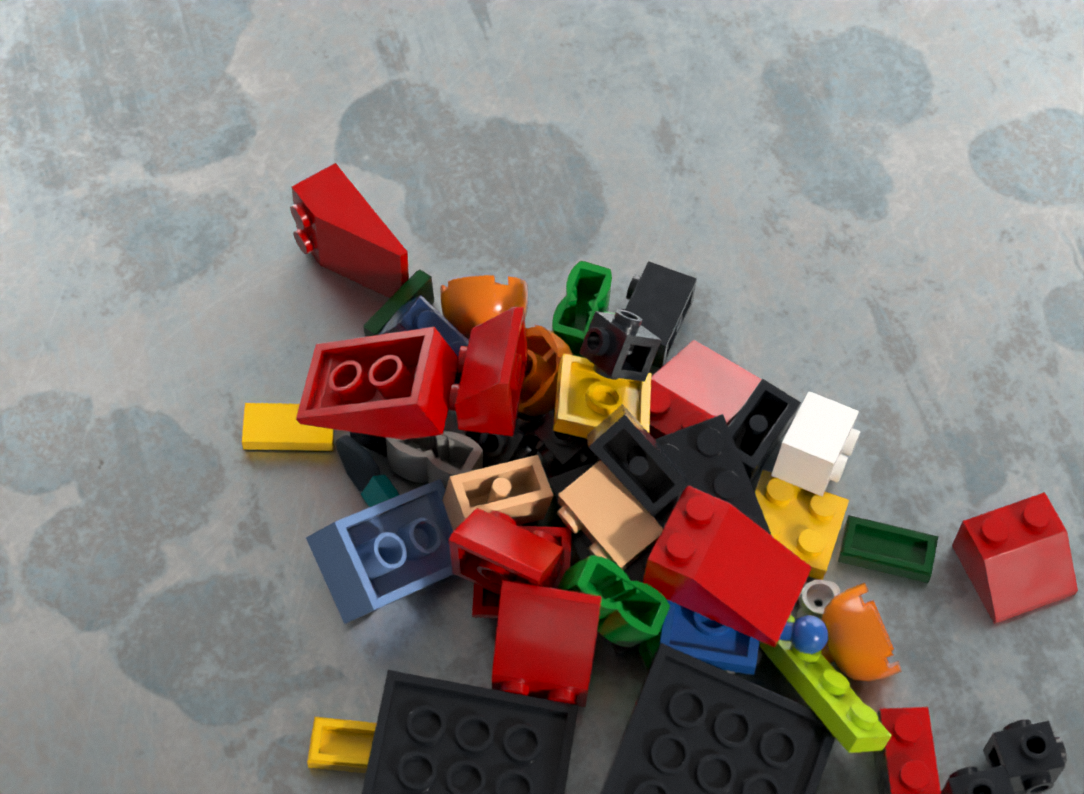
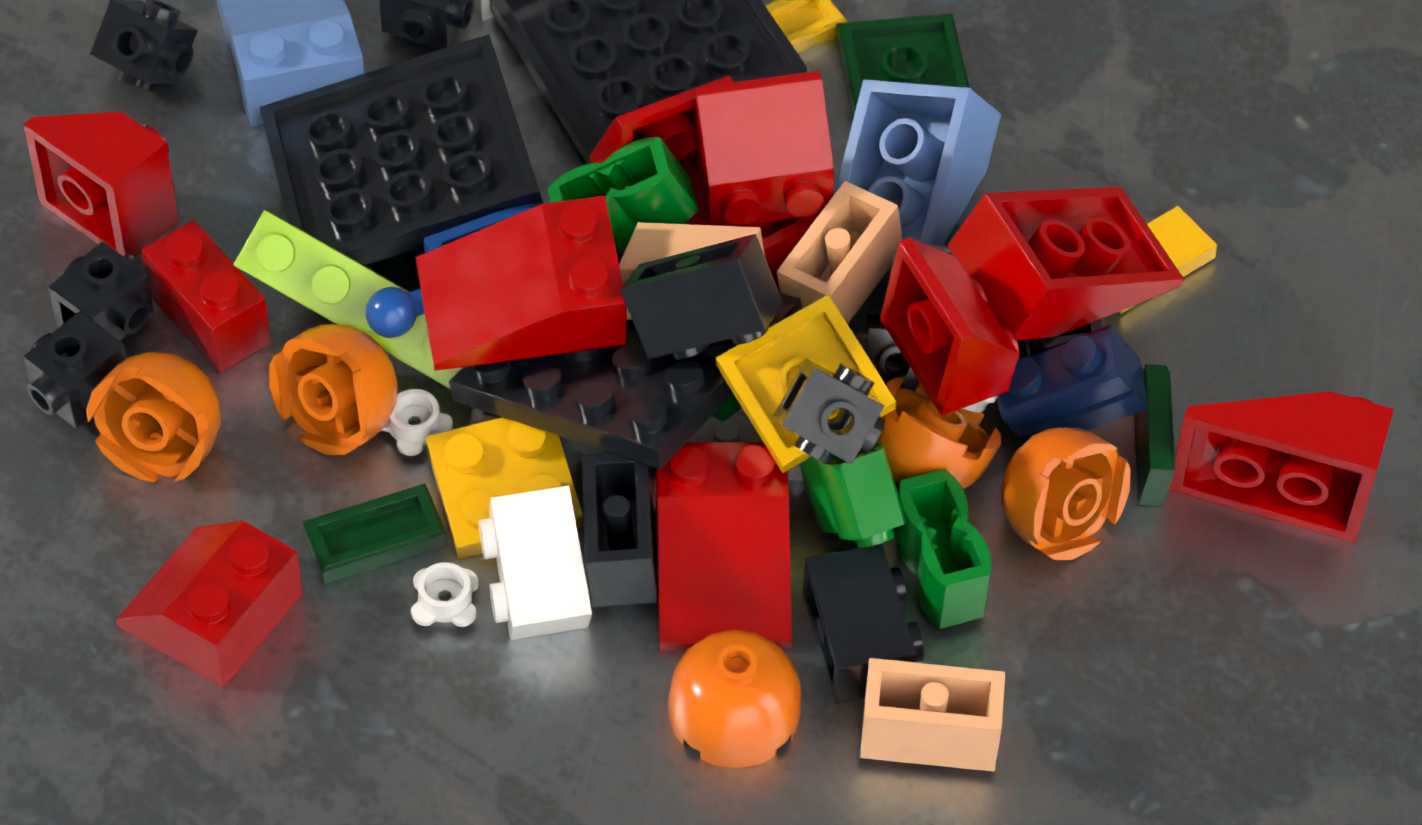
camera: 145 degrees right, 5 degrees down
(308, 658) = (901, 51): none -> dark green tile
(662, 232) = (932, 714): none -> light nougat brick
(751, 323) = (735, 699): none -> orange cylinder
(877, 470) = (444, 580): none -> white plate
(984, 690) = (155, 416): none -> orange cylinder

